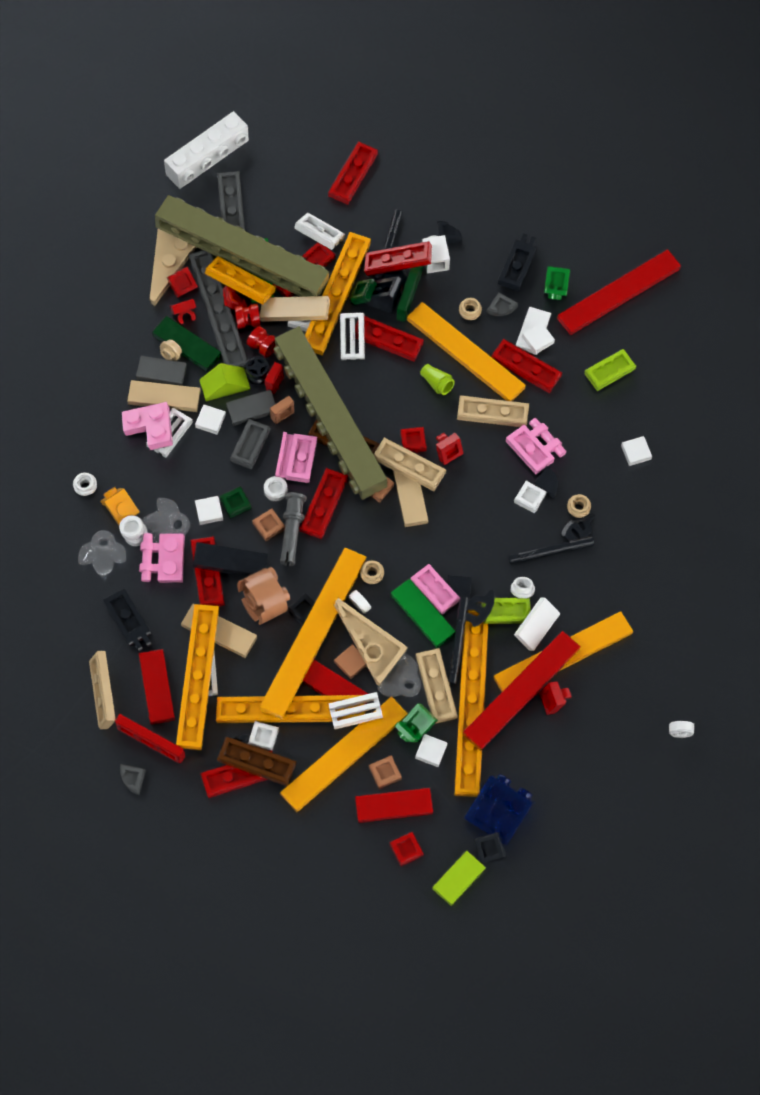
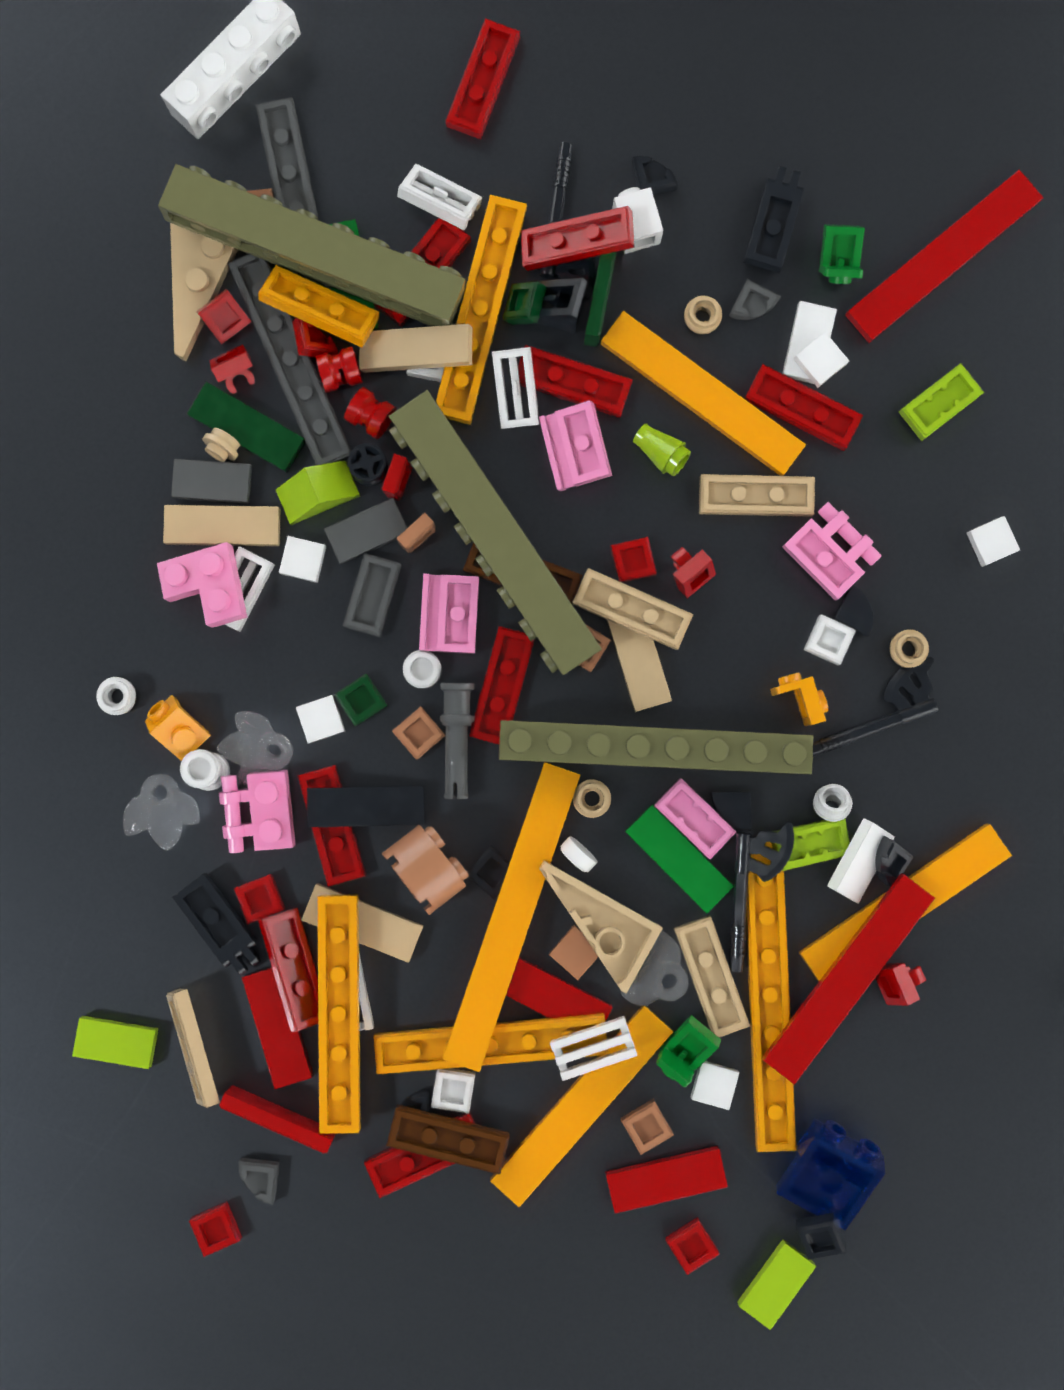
camera: 10 degrees left, 20 degrees up
(52, 685) = (115, 1042): none -> lime tile
(99, 806) = (215, 1229): none -> red tile
(156, 610) = (259, 898): none -> red tile
(171, 650) = (292, 967): none -> red tile
(385, 372) = (575, 446): none -> bright pink plate
(413, 542) = (655, 747): none -> olive brick
(509, 518) = (809, 700): none -> light orange bracket
(556, 624) = (891, 860): none -> black tile

